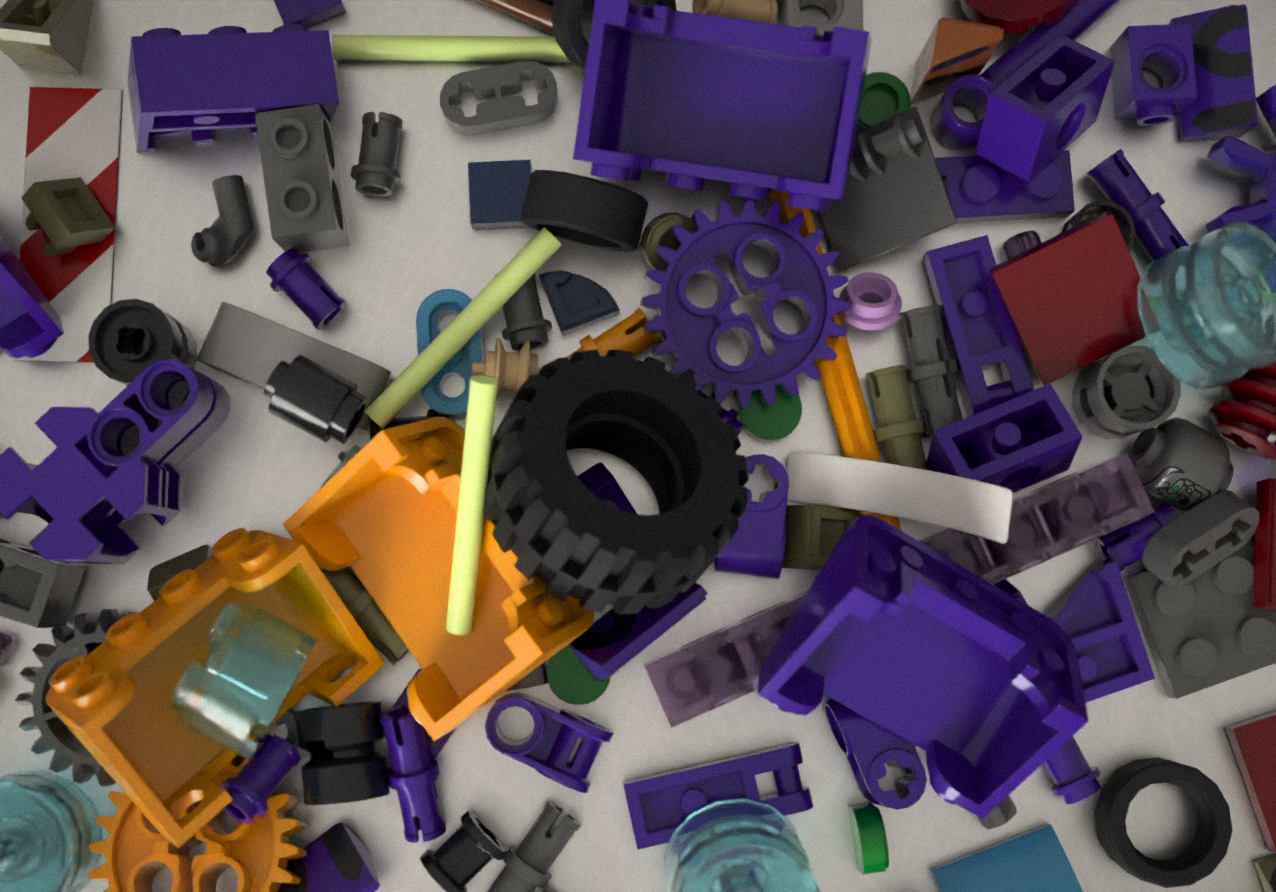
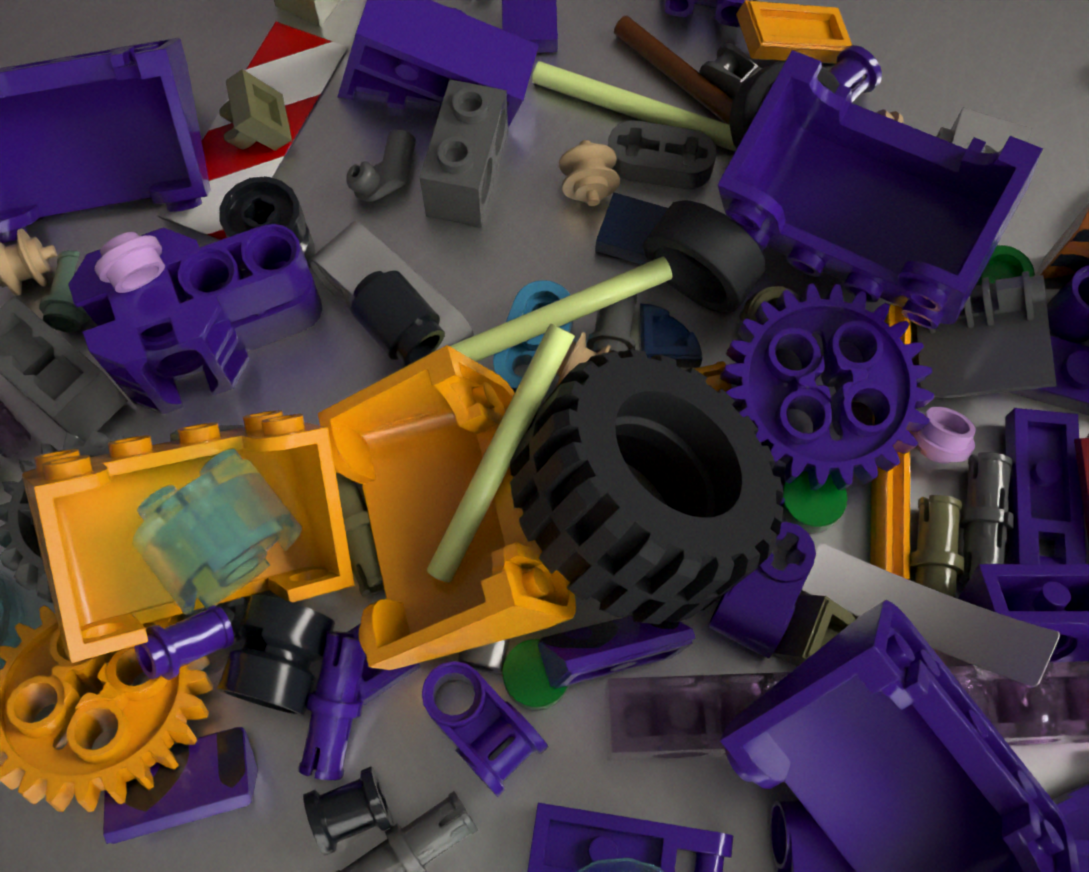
camera: 25 degrees right, 15 degrees down
(43, 463) = (130, 261): none -> lavender plate
(305, 287) = (424, 229): dark purple pin -> none
(378, 155) = (532, 170): dark grey pin -> none
(435, 151) = (589, 172): none -> tan wheel

